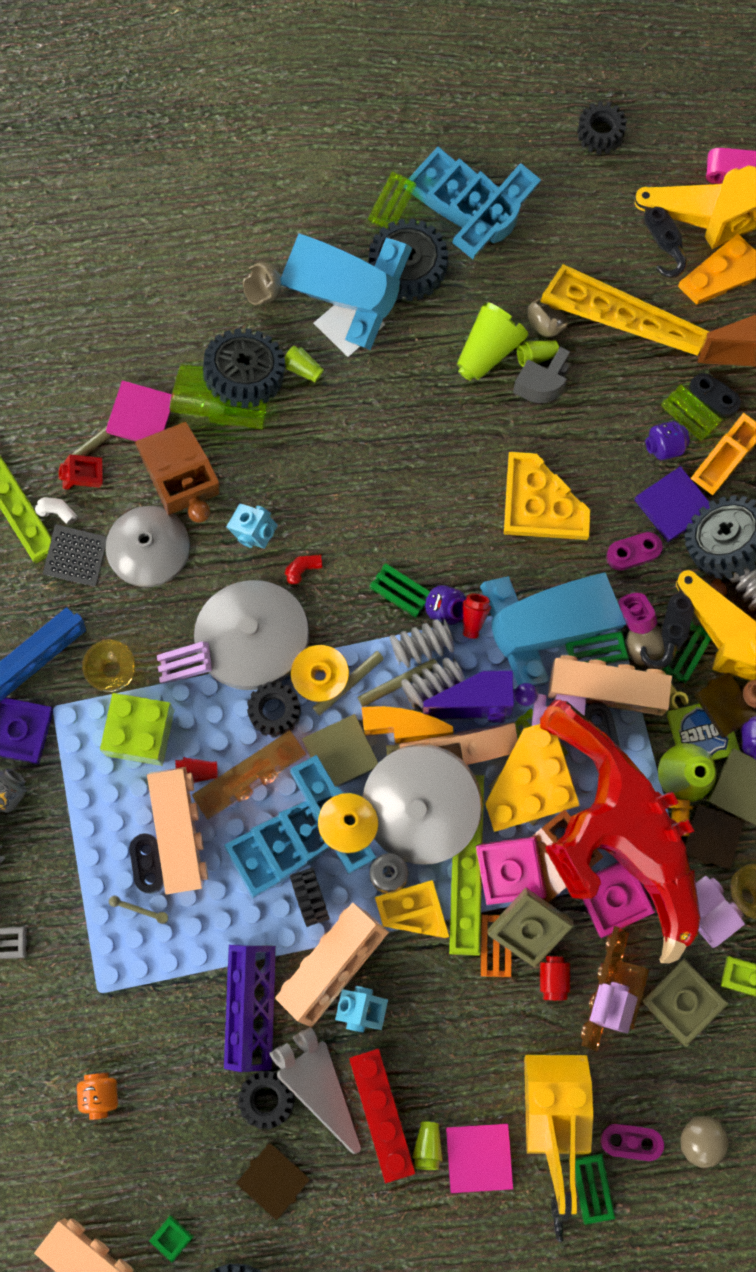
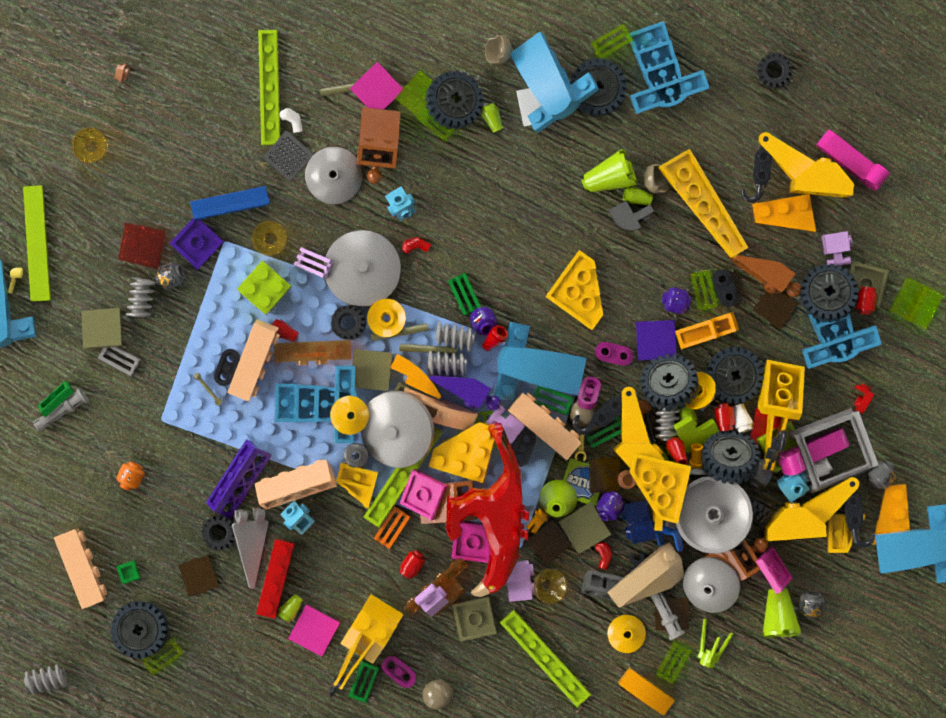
camera: 25 degrees right, 15 degrees up
(81, 471) = (320, 105): red bracket -> none
(309, 897) = (304, 441): black tyre -> none
(530, 927) = (414, 530): olive tile -> none

